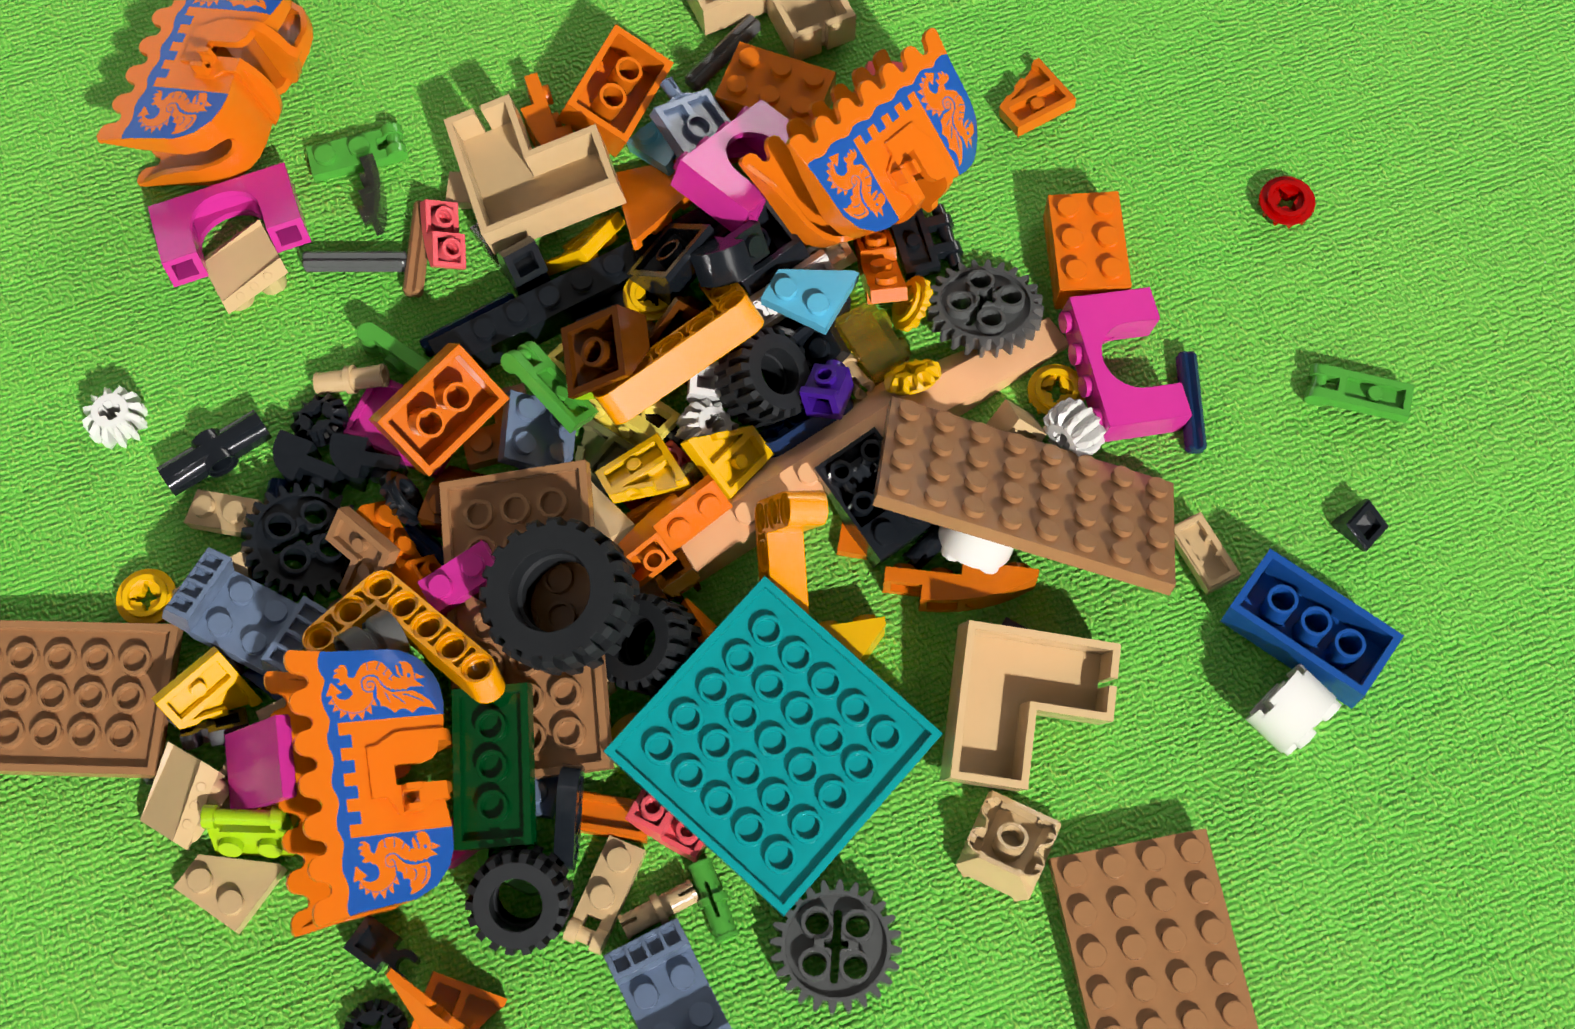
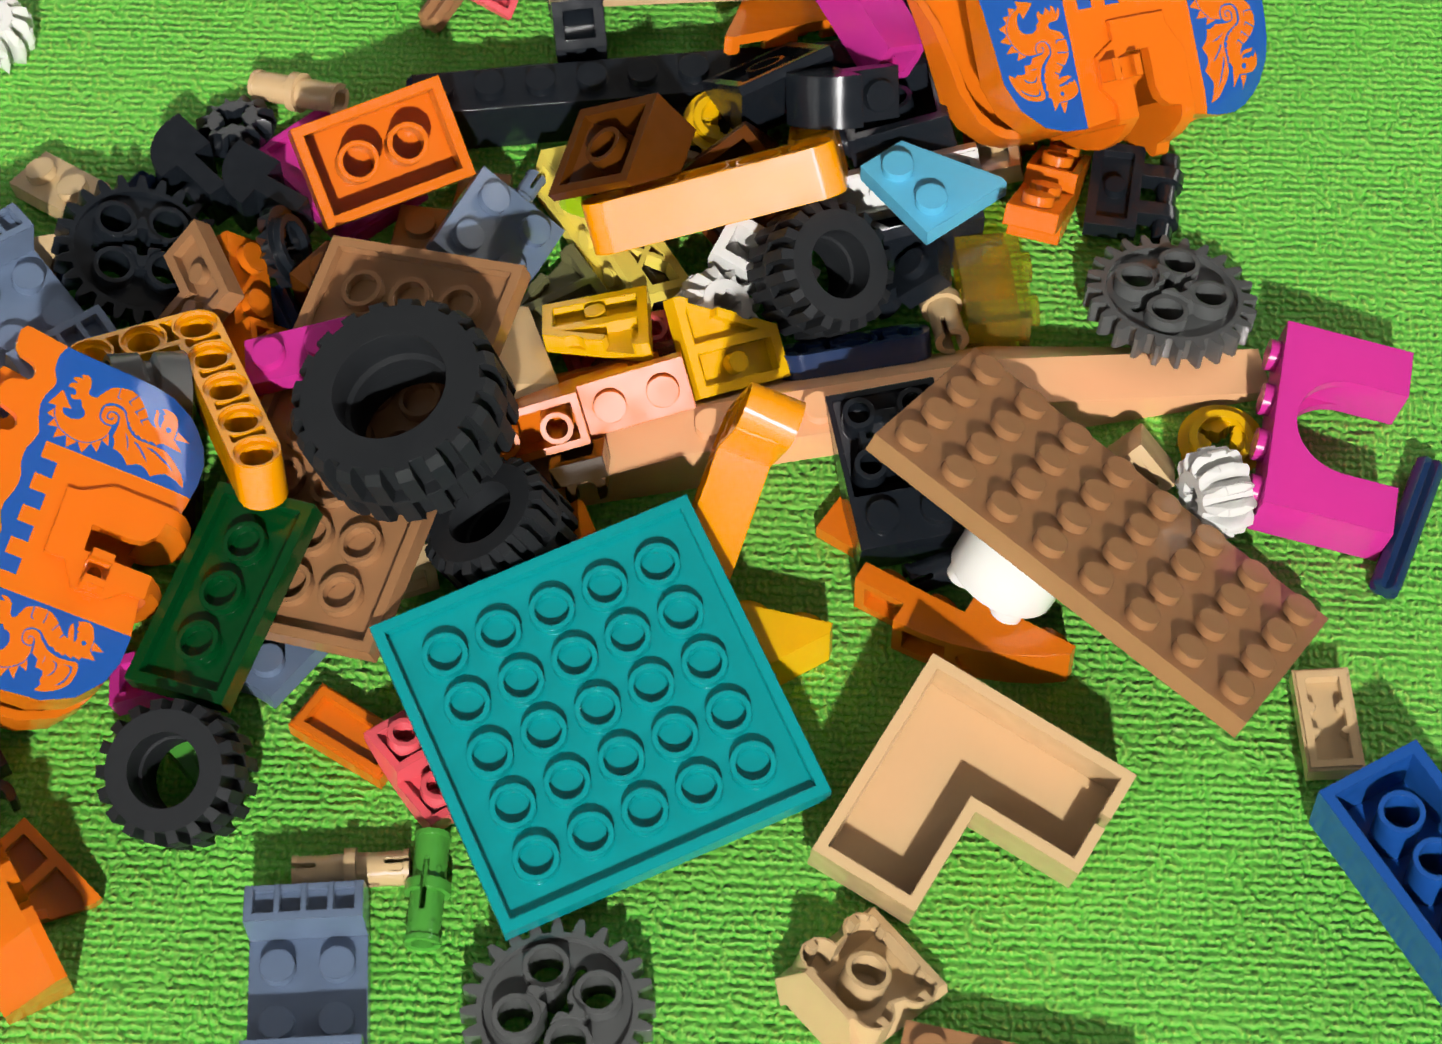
camera: 25 degrees right, 10 degrees down
(214, 452) = (87, 116): black piece -> none
(396, 354) = (357, 66): bright green plate -> none
(548, 385) = (531, 171): bright green plate -> none
(568, 815) = (290, 697): black beam -> none
(587, 244) = (701, 34): yellow wing -> none
(605, 894) = (294, 824): tan plate -> none
(828, 382) = (903, 309): dark purple brick -> none
(908, 313) = (1070, 258): yellow gear -> none
(912, 377) = (1021, 342): yellow gear -> none
(1035, 100) = (1374, 75): orange wing -> none
(1085, 245) = (1353, 267): orange brick -> none
(1293, 710) = (1349, 965): white brick -> none

